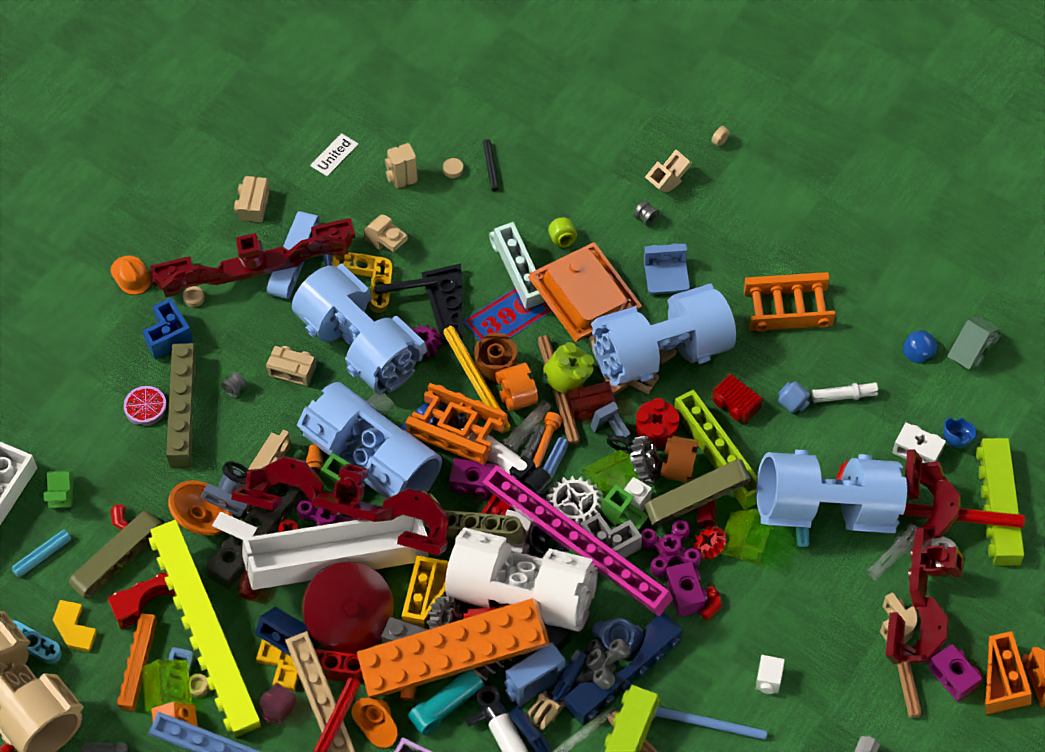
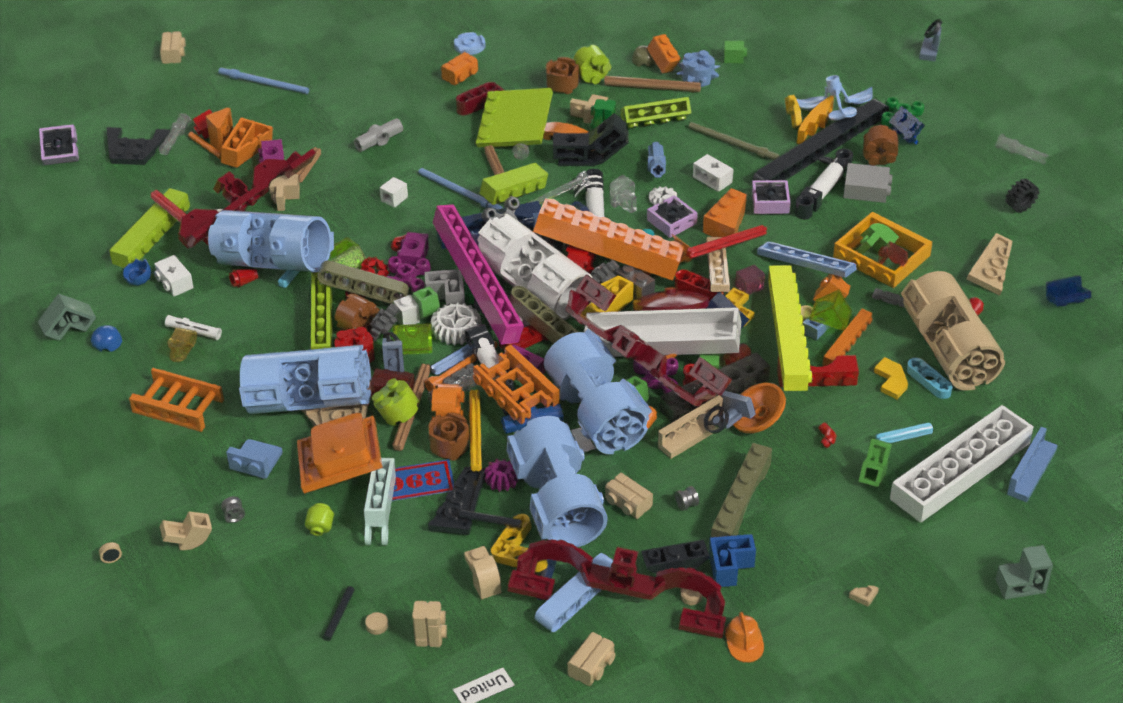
camera: 155 degrees left, 15 degrees down
(35, 355) = (864, 595): none -> tan tile
(114, 555) = (840, 408): olive beam -> none
(145, 405) = (774, 514): tile -> none
(219, 310) = (674, 556): none -> black slope
(234, 526) = (737, 384): white sticker -> none
(736, 399) = (277, 341): red brick -> none
(793, 397) = (234, 334): medium blue head -> none
(839, 366) = (181, 343): none -> clear yellow piece

